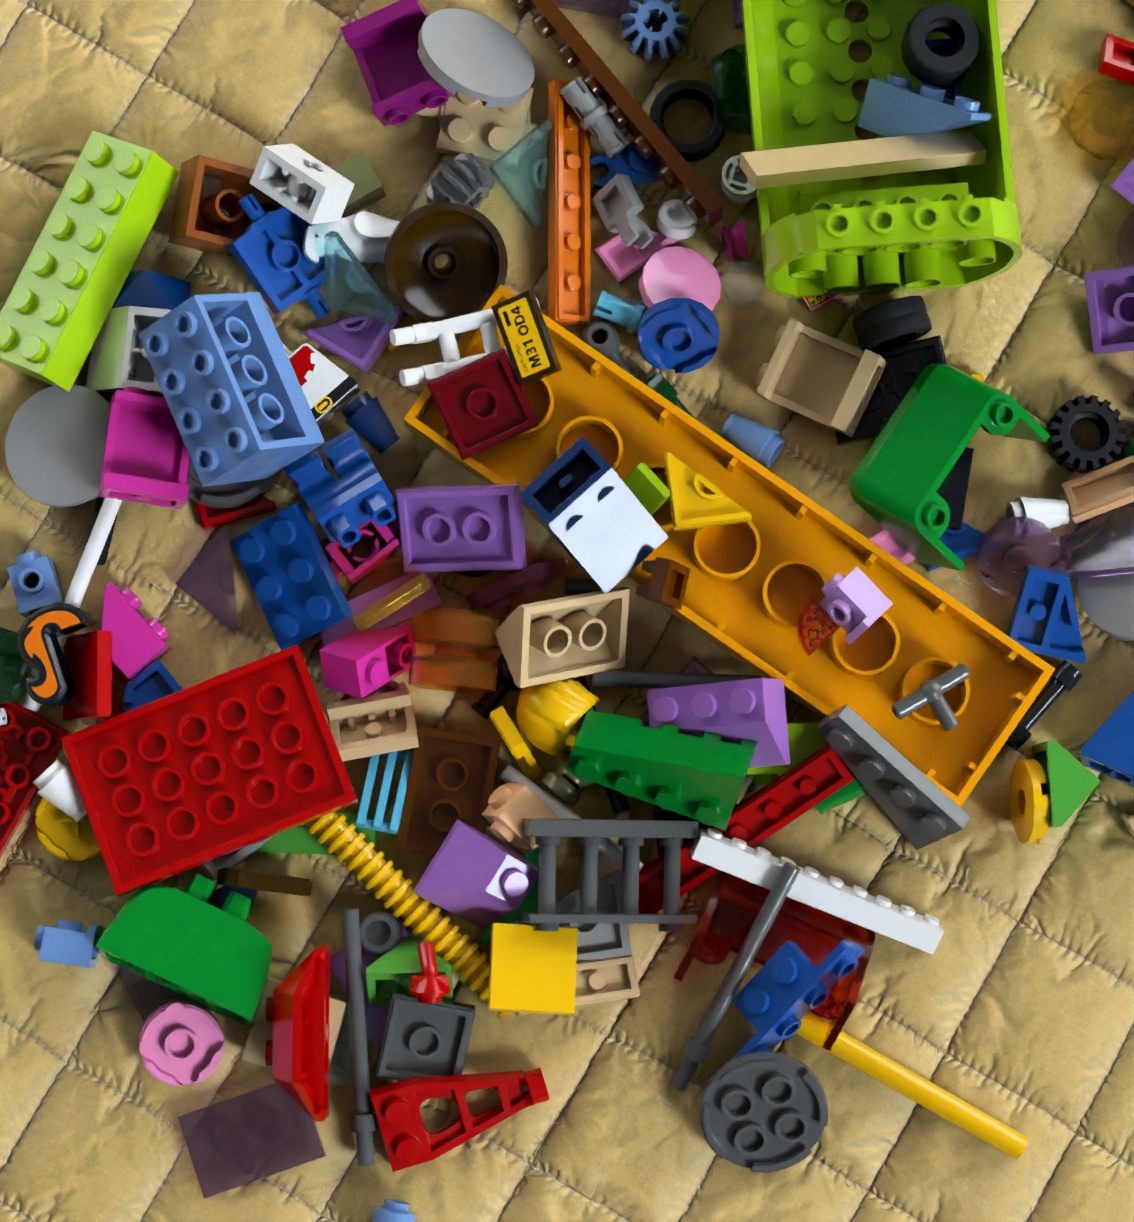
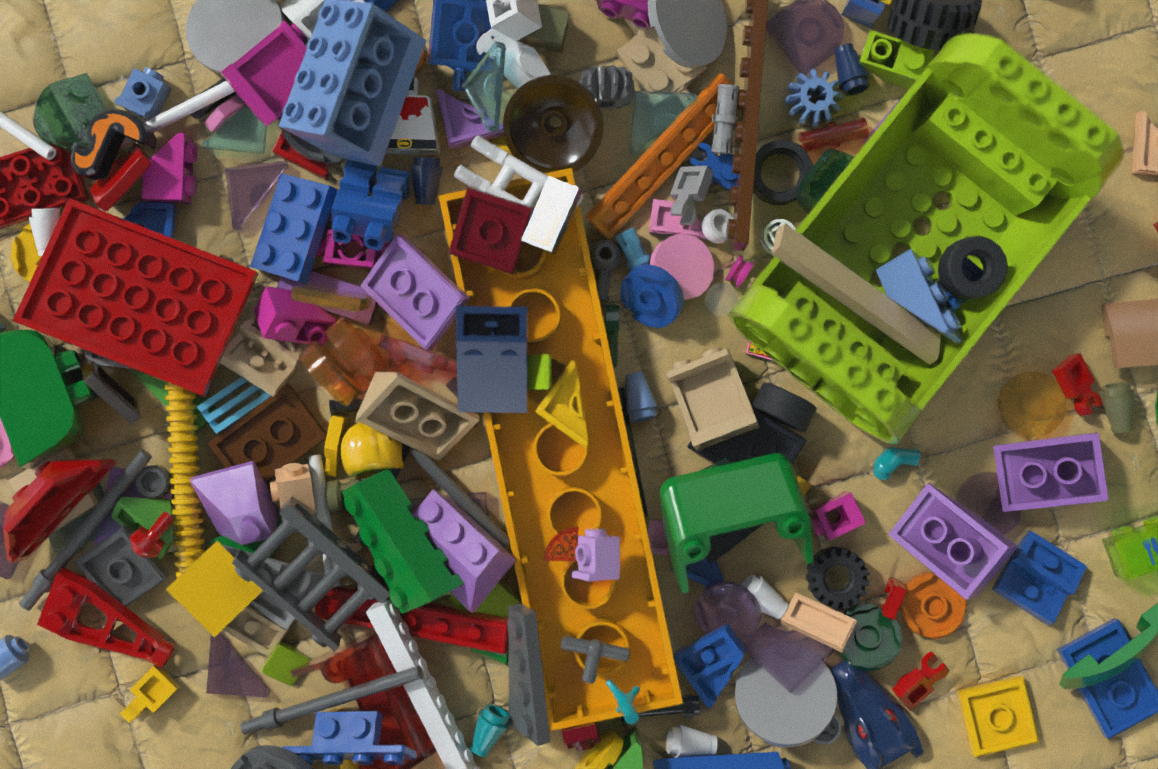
camera: 50 degrees right, 5 degrees up
(127, 533) = (223, 112): none -> bright pink tile
(158, 539) = (240, 134): none -> clear light blue tile
(559, 1130) = (150, 692): none -> yellow plate
(615, 1047) = (230, 672): none -> tile
(659, 989) = (282, 661): none -> lime slope
(666, 583) = (499, 439): reddish brown tile -> none
(703, 43) = (834, 134): none -> clear red pin
(903, 868) = (489, 728): none -> teal cone
(993, 790) = (581, 736): none -> dark red slope
(1003, 712) = (625, 702): none -> teal bar
(1032, 283) = (892, 458): none -> teal arm
(1039, 367) = (848, 516): none -> dark pink brick
(1093, 710) = (688, 742): none -> white cone

